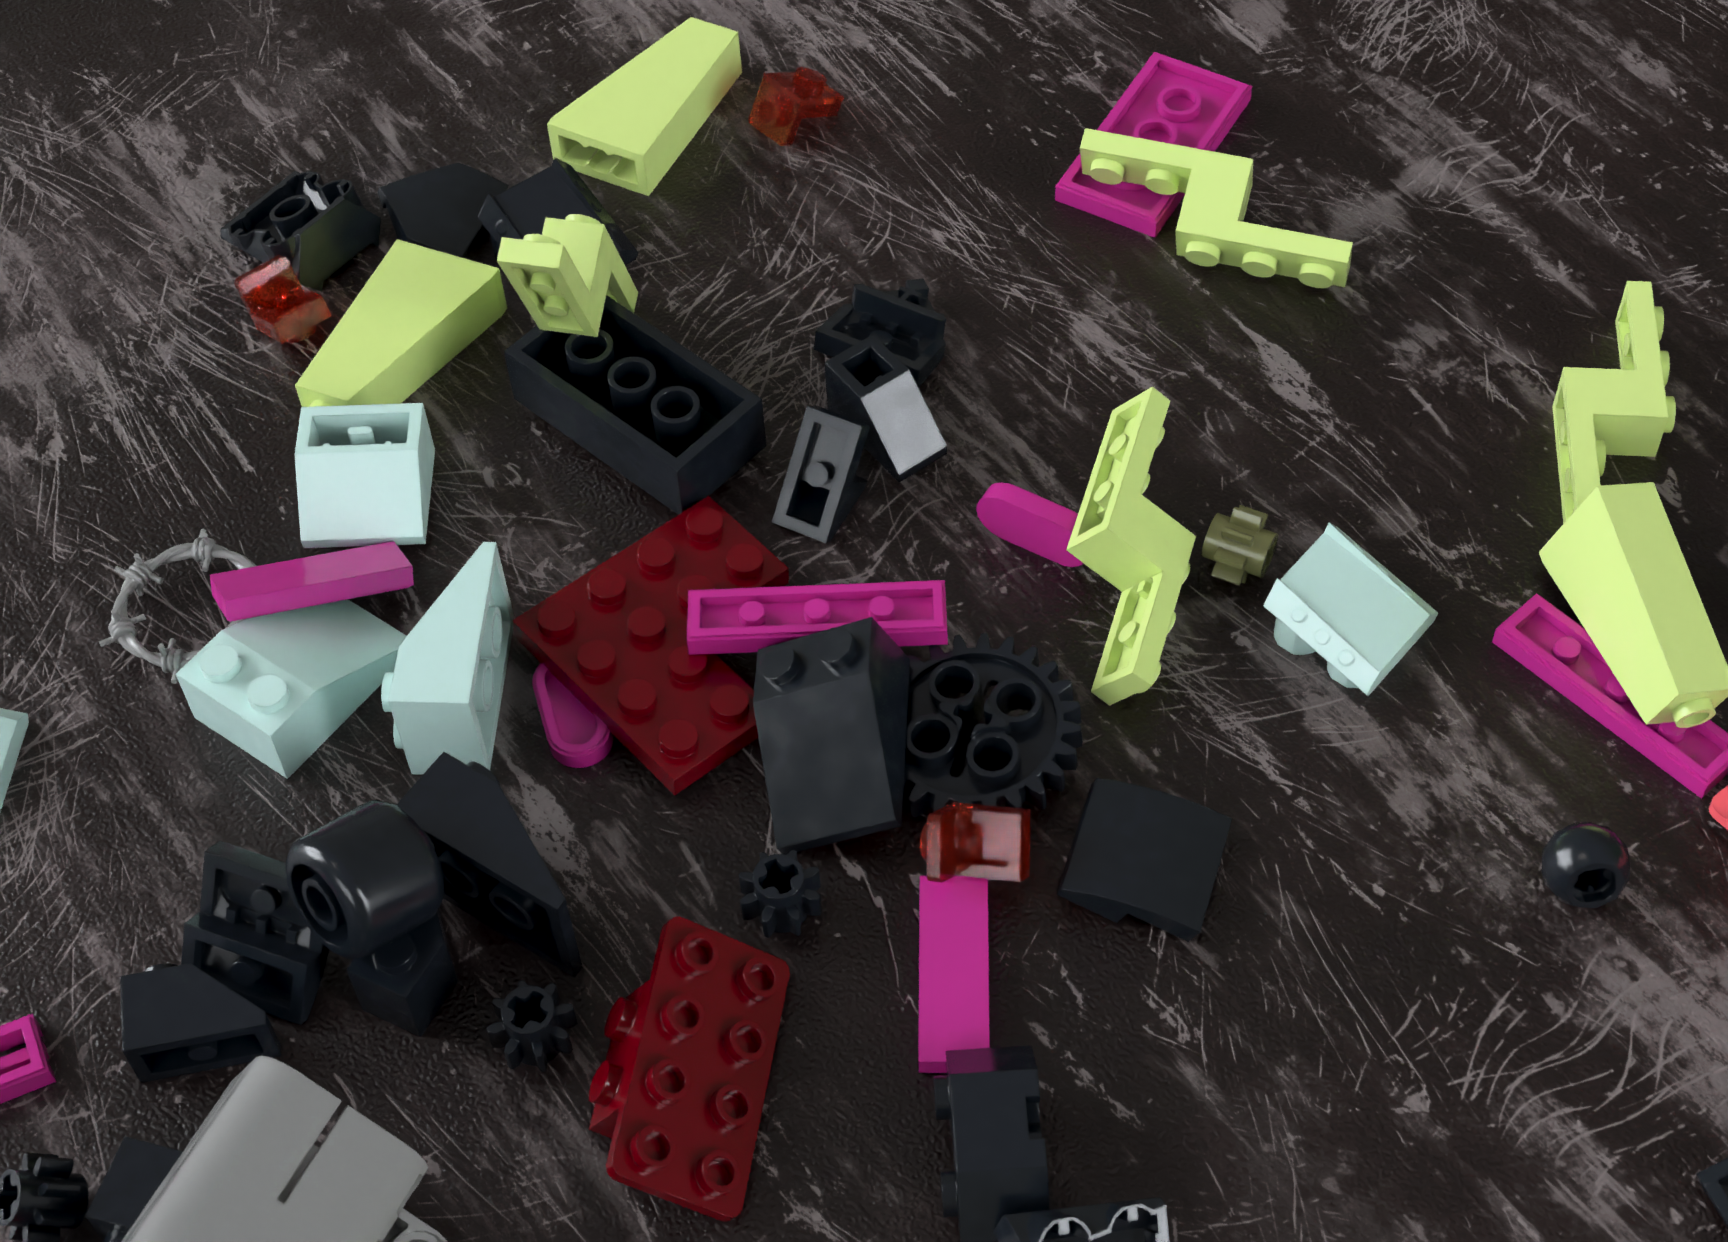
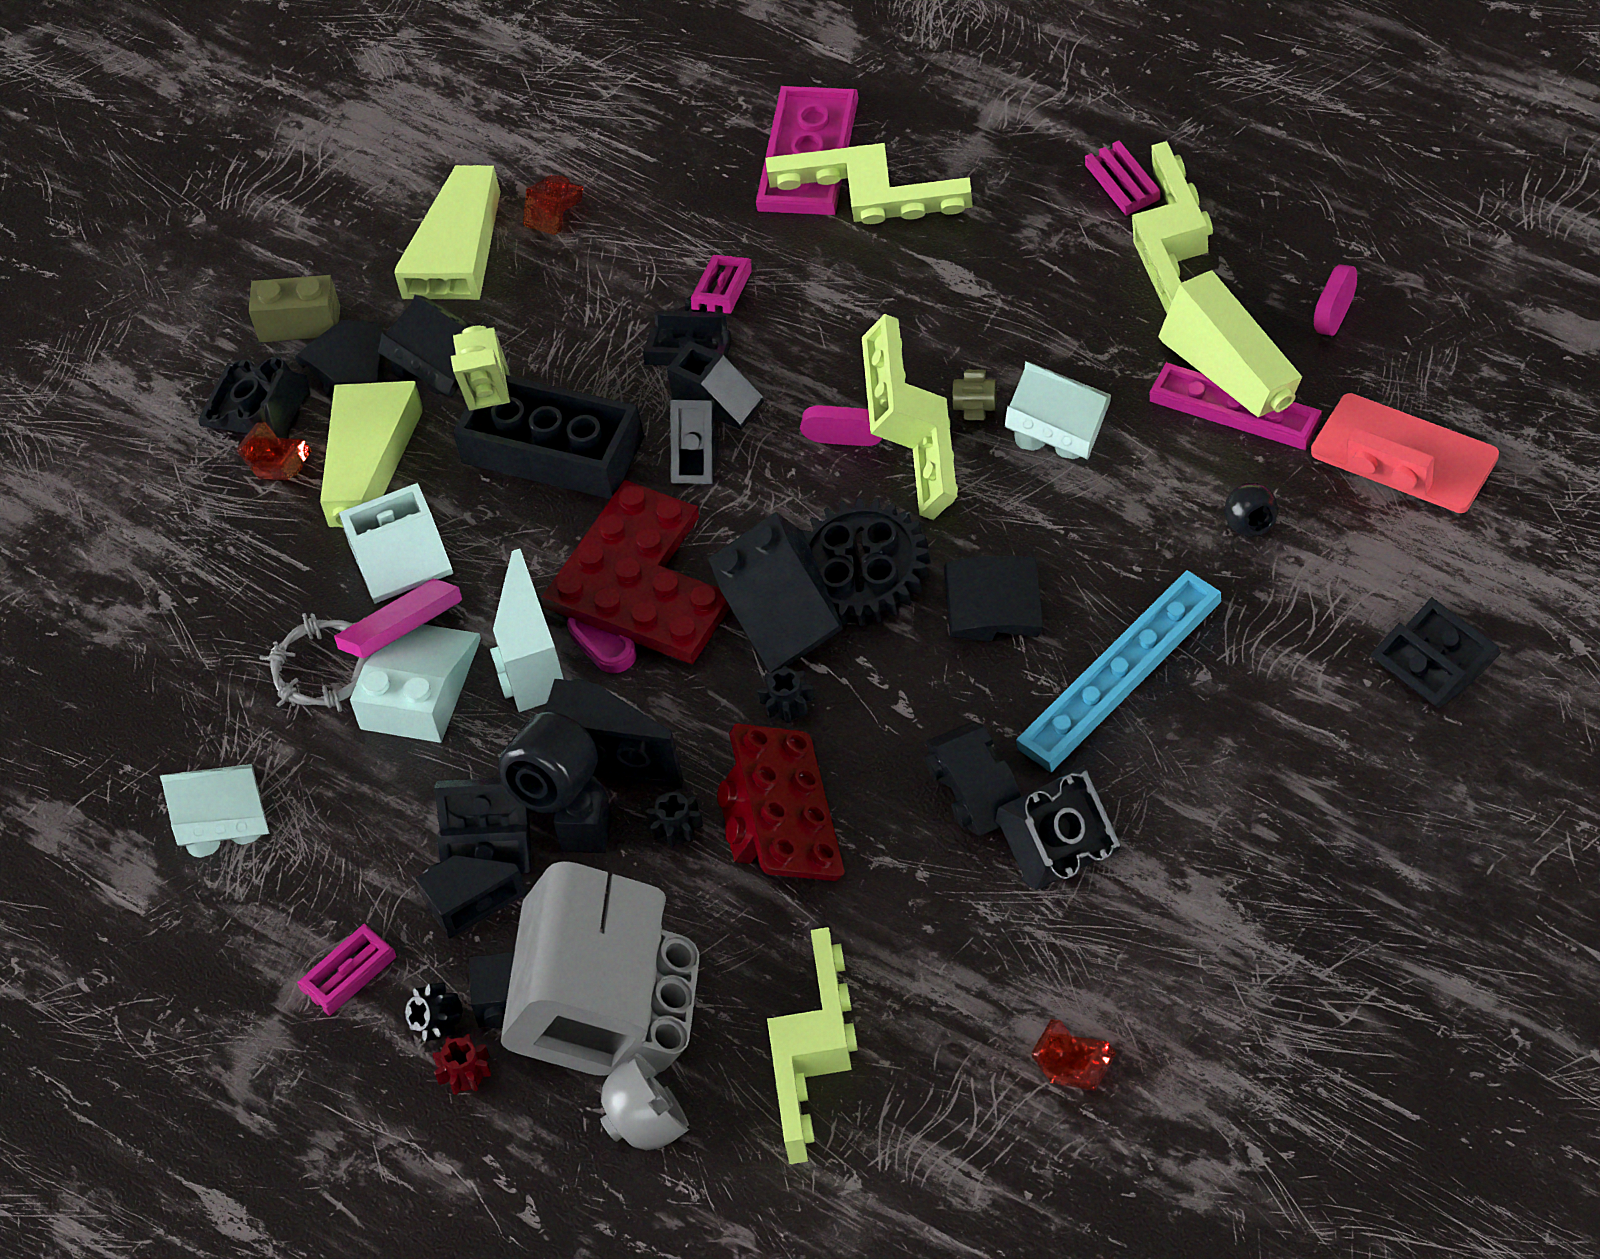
camera: 15 degrees left, 0 degrees up
(406, 127) = (293, 307): none -> olive brick
(765, 616) = (704, 537): dark pink tile -> none
(952, 969) = (905, 698): dark pink tile -> none
(970, 279) = (718, 298): none -> dark pink tile
(977, 842) = (892, 622): clear red bracket -> none
(1285, 1048) = (1118, 671): none -> medium azure plate
(1590, 308) = (1109, 157): none -> dark pink tile

